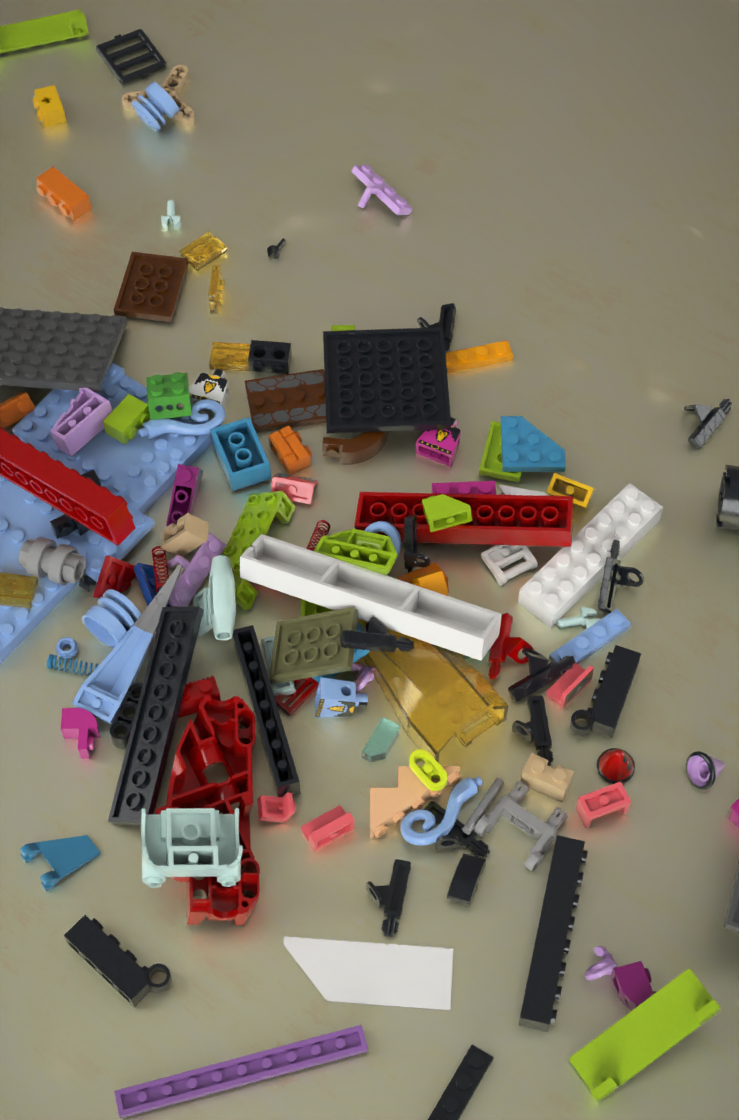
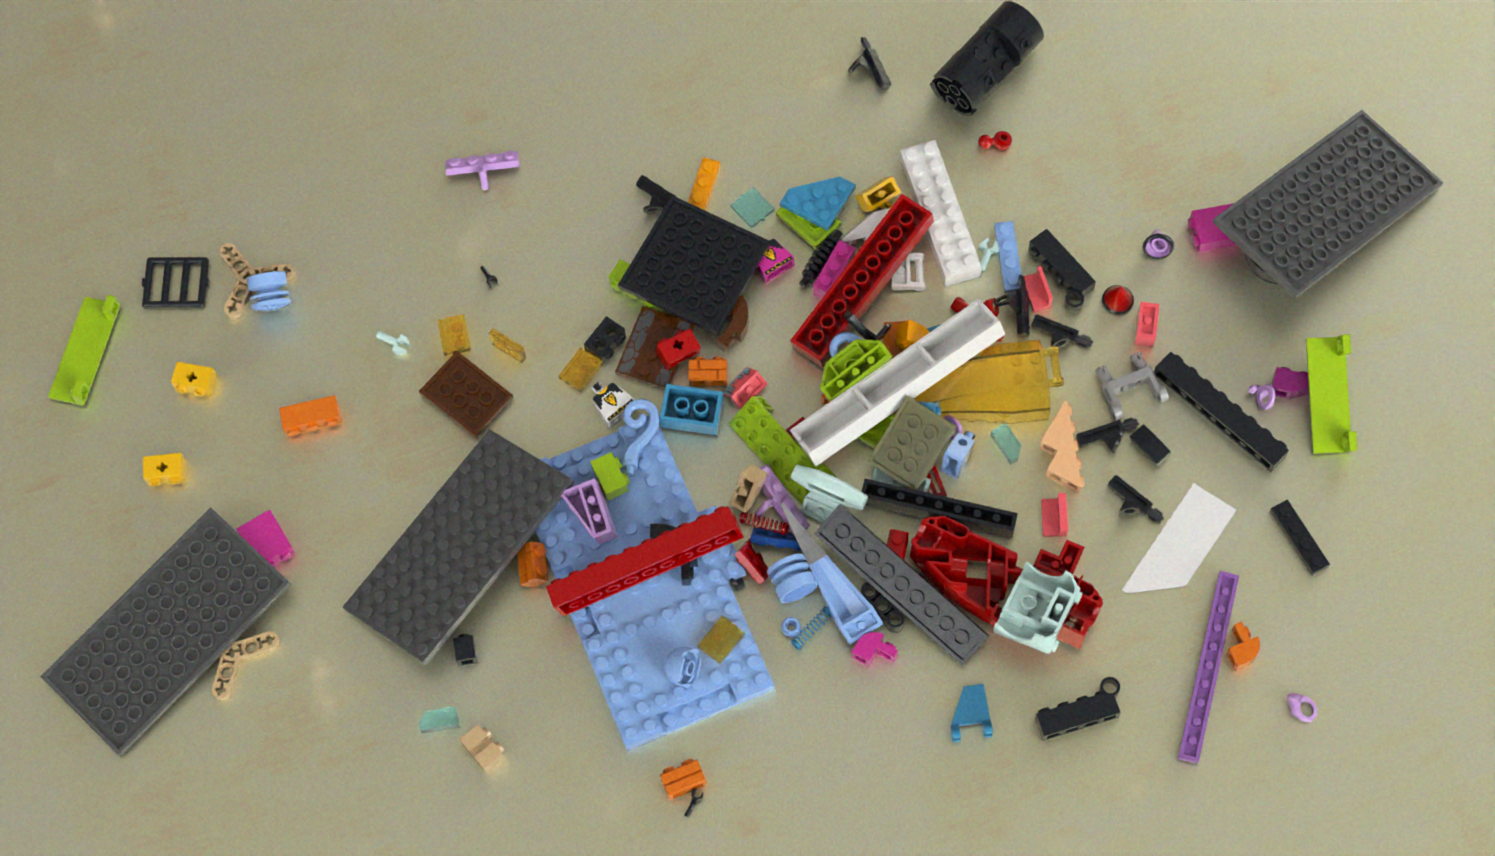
camera: 55 degrees left, 10 degrees up
(59, 562) = (712, 600): light grey piece -> none
(168, 396) = (611, 432): bright green piece -> none
(184, 492) = (702, 472): magenta slope -> none
(276, 808) = (1022, 541): coral bracket -> none
(276, 861) = (1064, 562): none -> red brick
(282, 1103) = (1246, 650): none -> orange brick
(294, 412) = (673, 356): none -> red brick
(325, 532) = (799, 387): red piece -> none
(374, 639) = (941, 395): black piece -> none
(430, 769) = (1058, 420): neon yellow plate -> none
(444, 478) = (819, 258): none -> black piece
(445, 512) = (857, 289): lime slope -> none
(459, 794) = (1083, 413): light blue plant -> none
(483, 805) = (1100, 403): light grey bar -> none
(486, 404) = (752, 207): none -> clear light blue piece
(546, 779) = (1098, 352): tan brick -> none
(614, 577) = (970, 204): black piece -> none
(701, 557) = (986, 141): none -> red plate

